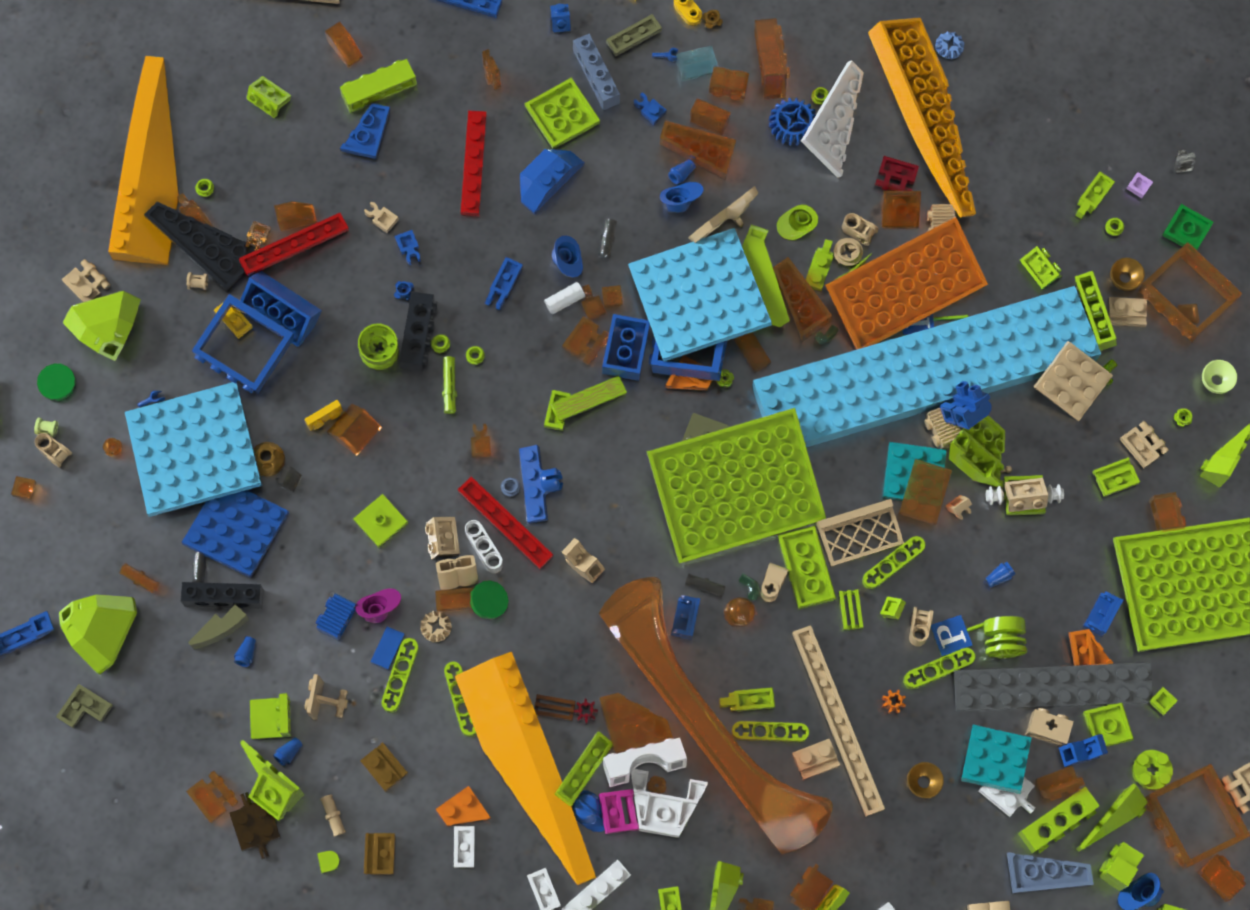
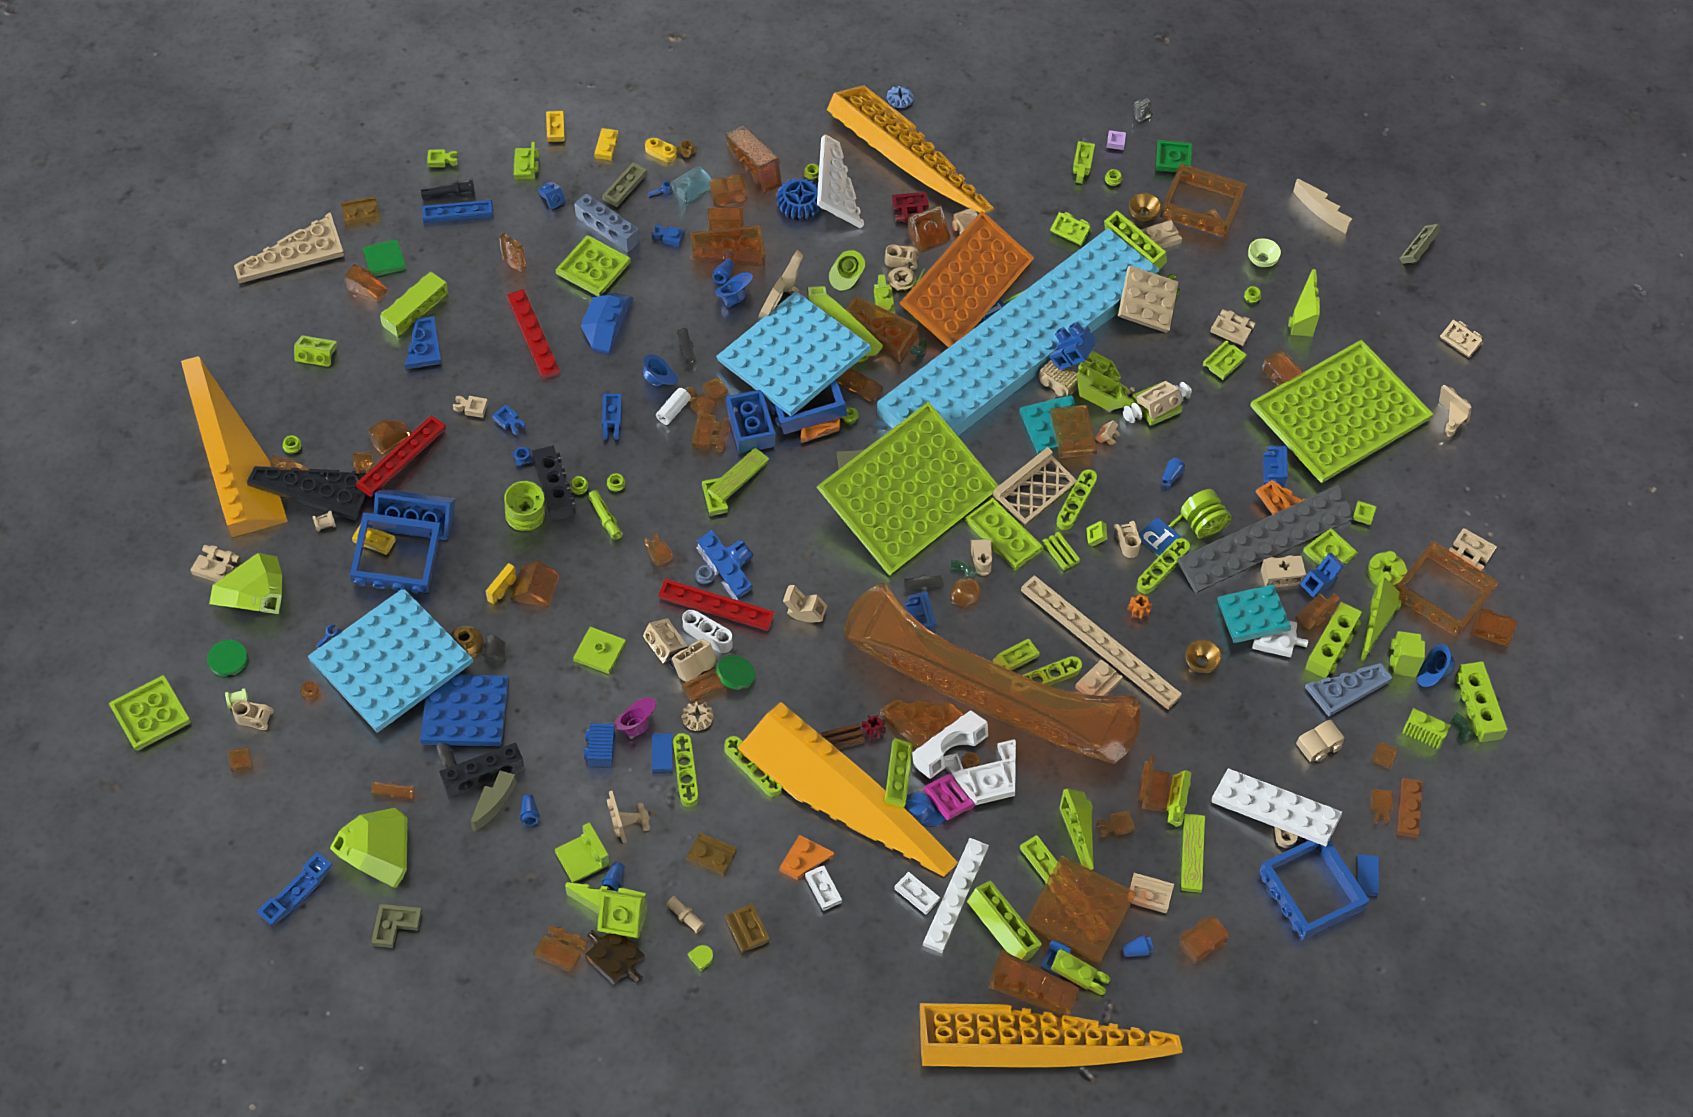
camera: 25 degrees left, 15 degrees down
(374, 22) = (384, 258): none -> green tile

